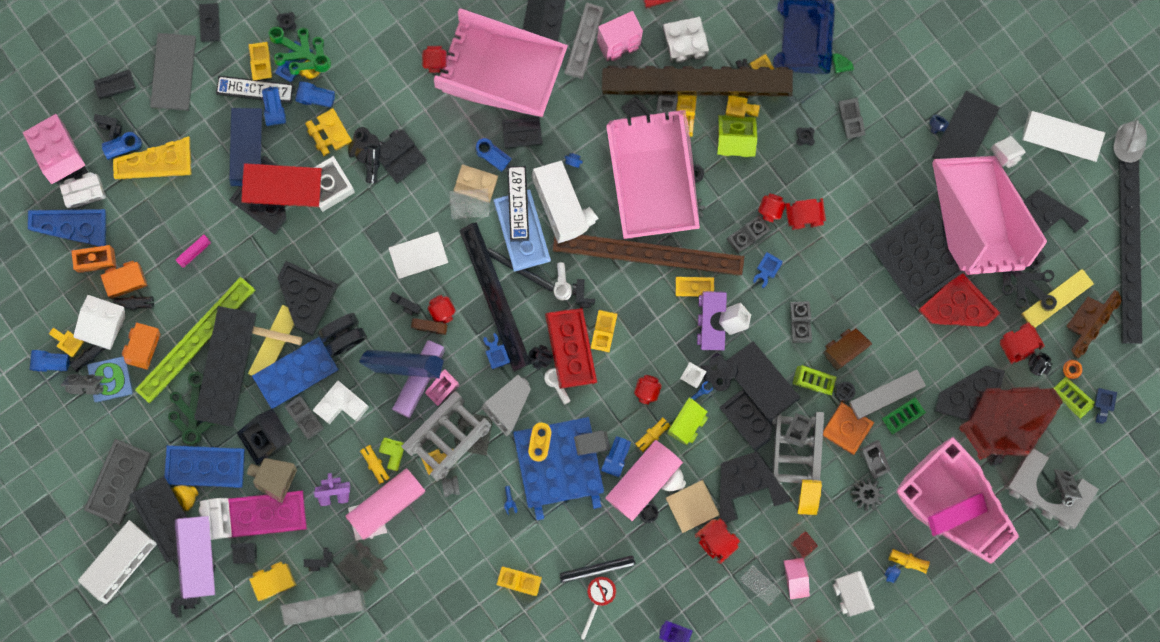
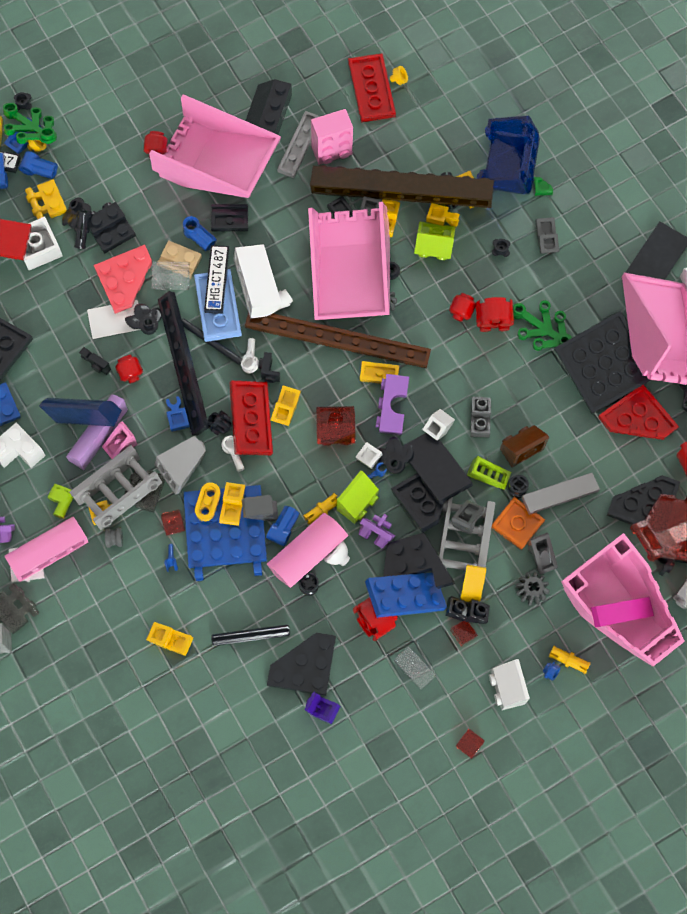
camera: 10 degrees right, 10 degrees down
(342, 335) = (27, 380): black wheel -> none
(374, 464) = (41, 509): yellow pin -> none
(421, 208) = (124, 276): none -> coral plate
(429, 326) = (114, 383): reddish brown beam -> none
(447, 250) = (143, 317): none -> black plate
(506, 463) = (172, 522): none -> clear red slope
(564, 440) = (232, 503): none -> yellow slope
(573, 160) = (275, 246): blue plate -> none
(600, 592) = (251, 659): piece -> none
(647, 389) = (322, 464): red head -> none
(654, 594) = (305, 666): none -> black plate
(657, 346) = (335, 425): none -> clear red slope
(686, 40) = (395, 152): white plate -> none
(692, 506) = (350, 581): tan slope -> none
(717, 455) = (369, 526): none -> medium lavender hips
(735, 319) = (415, 406): white panel -> none
(744, 516) = (405, 594): none -> blue plate
(748, 234) = (435, 332): dark grey slope -> none
(760, 336) = (438, 424): none -> white brick
(768, 267) = (452, 362): blue plate -> none
(797, 578) = (452, 665): bright pink slope -> none
(806, 523) = (467, 611): none -> black slope
(857, 219) = (544, 327): none -> green plant
(917, 406) = (579, 506): green slope -> none
(938, 123) = (630, 247): dark blue tile -> none

